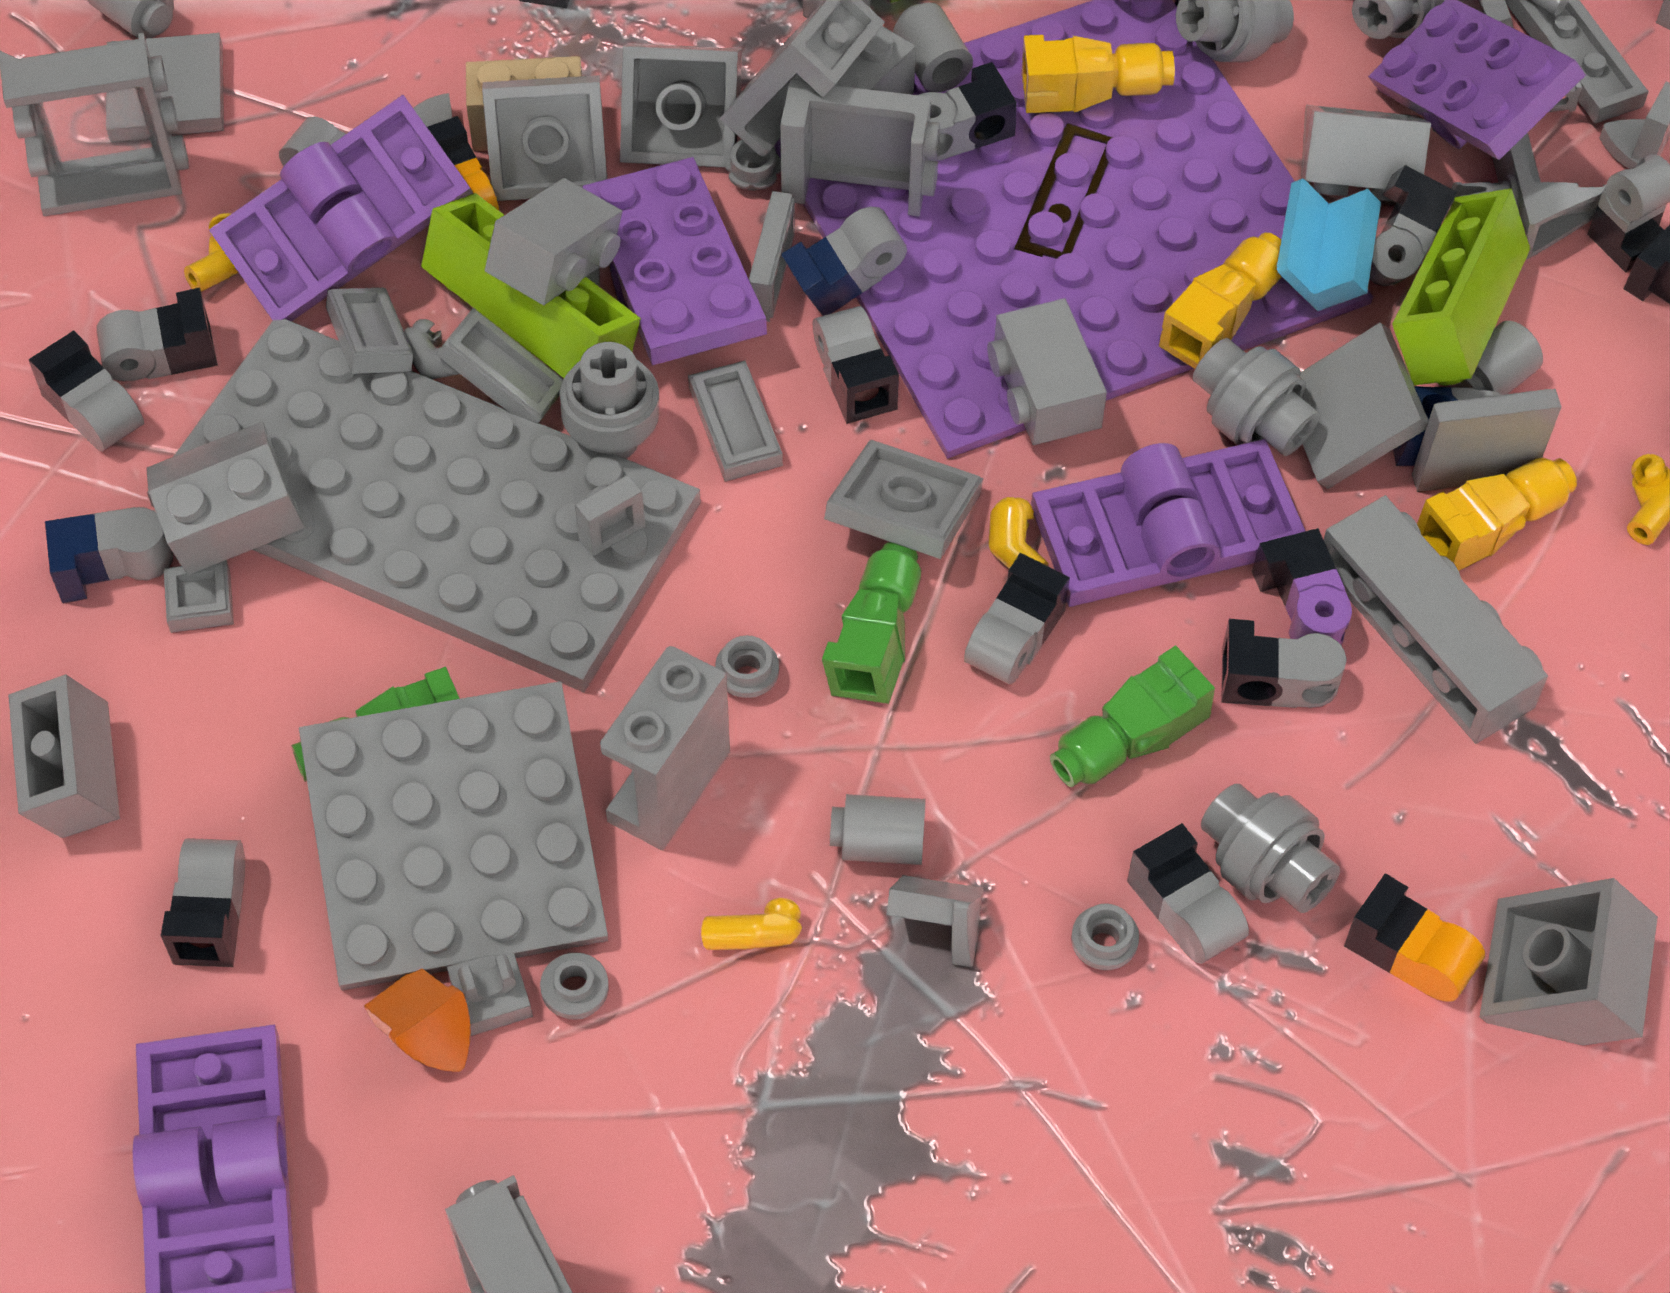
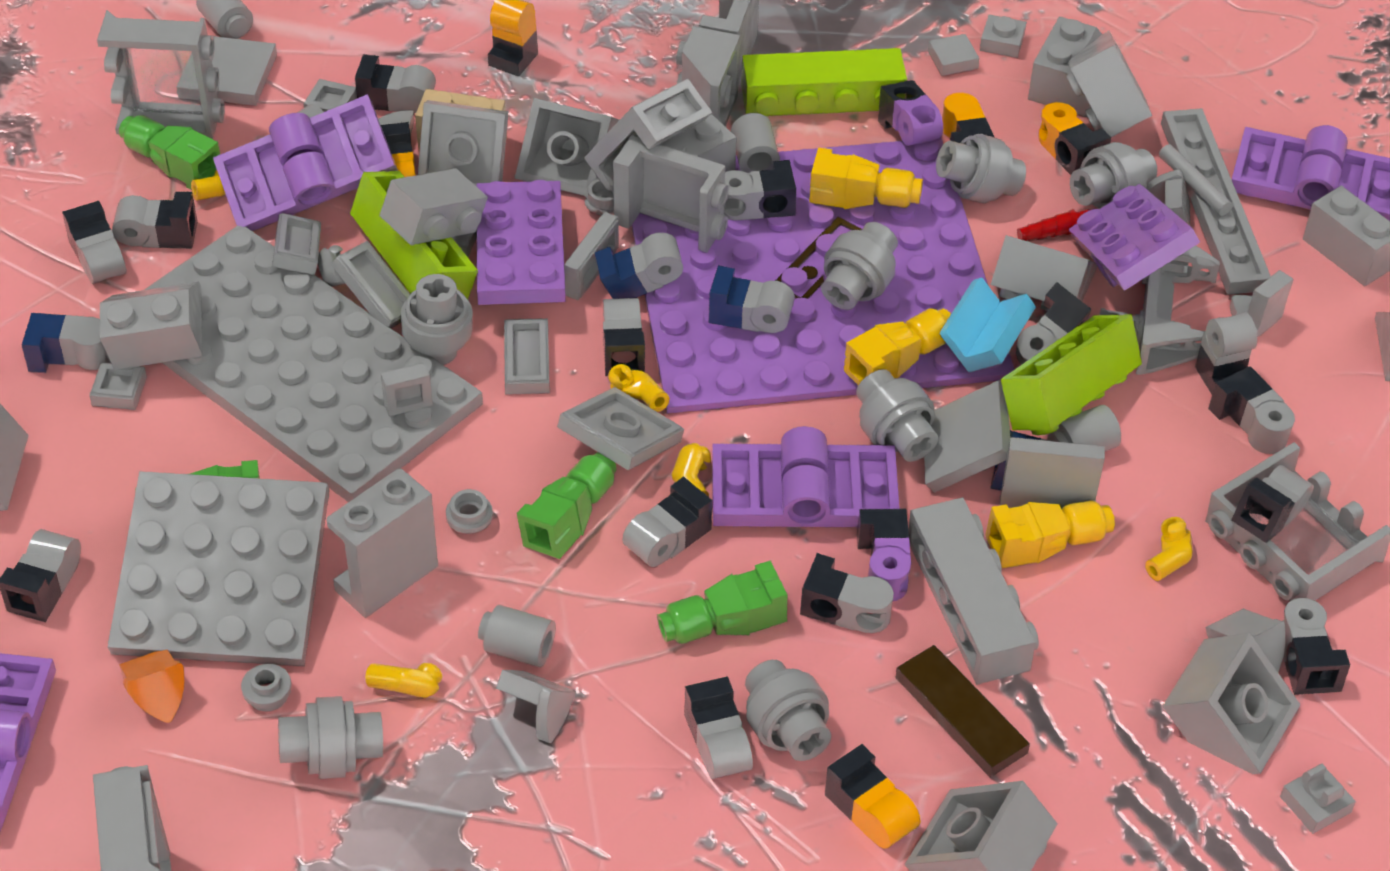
camera: 15 degrees right, 10 degrees down
(142, 224) = (174, 149): none -> bright green piece
(331, 98) = (330, 95): none -> light grey plate
(409, 63) = (392, 86): none -> leg
(492, 991) = (208, 677): light grey tile -> none
(696, 1042) = (330, 737): none -> light grey piece
(902, 430) = (639, 386): none -> yellow arm
(1008, 279) = (749, 303): none -> leg
(1047, 372) = (752, 366): light grey brick -> none
(1108, 920) = (650, 732): light grey plate -> none
(1136, 195) = (859, 265): none -> light grey piece
(1347, 75) = (1050, 226): none -> red animal
(1475, 786) = (962, 710): none -> dark brown tile

